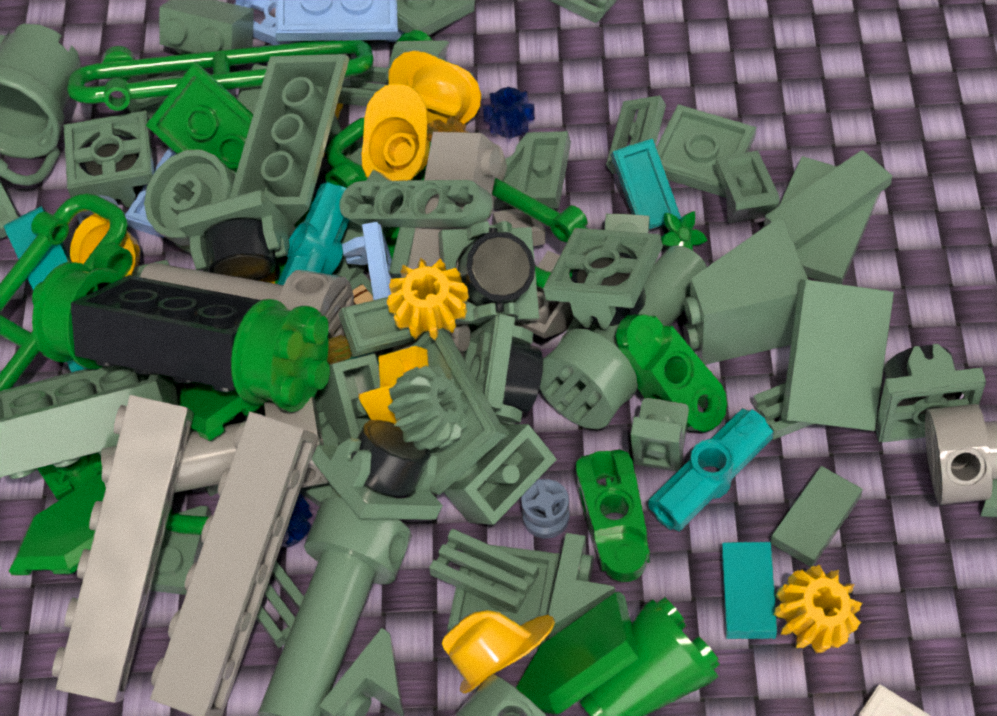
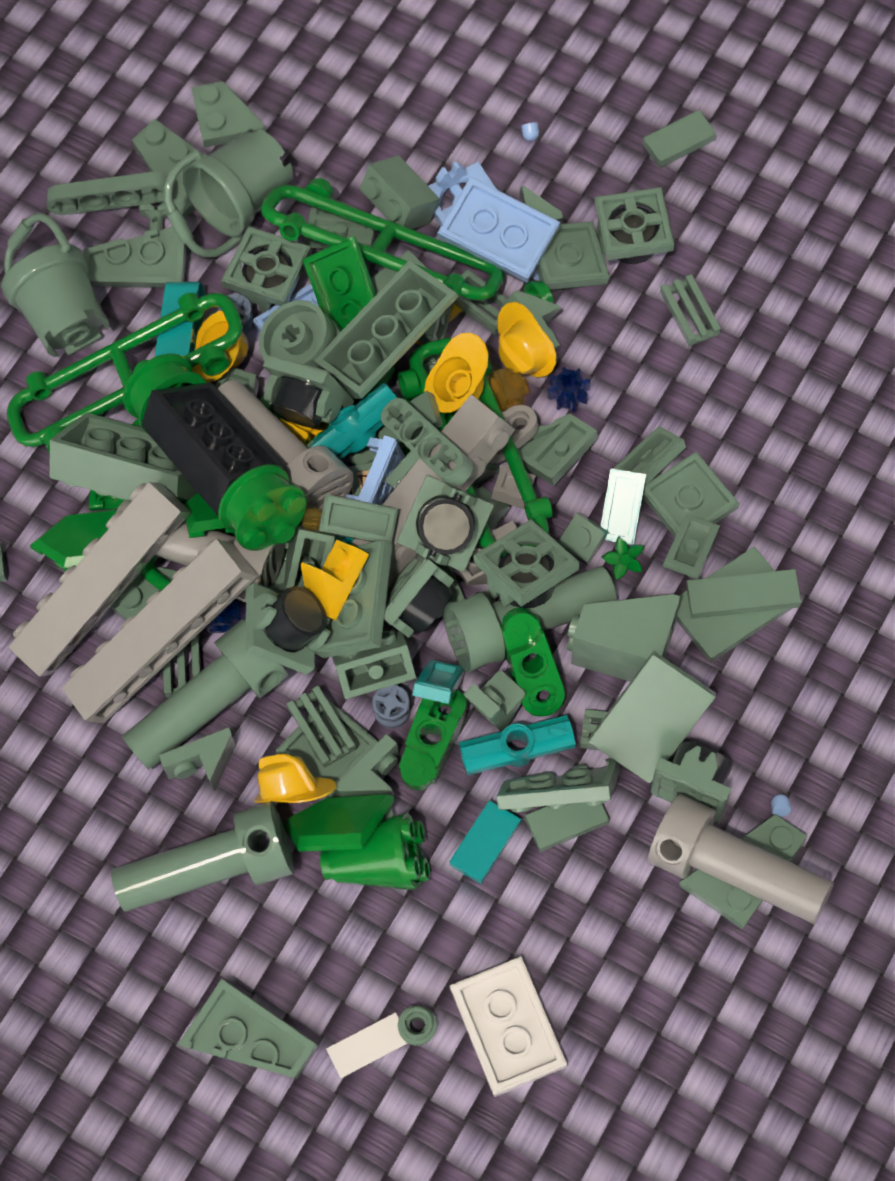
camera: 30 degrees right, 10 degrees up
(427, 298) = (390, 510): yellow gear -> none
(428, 407) = (335, 600): sand green gear -> none
(583, 449) = (438, 681): none -> teal tile
(802, 474) = (574, 786): none -> sand green wing
(817, 609) = (526, 879): yellow gear -> none

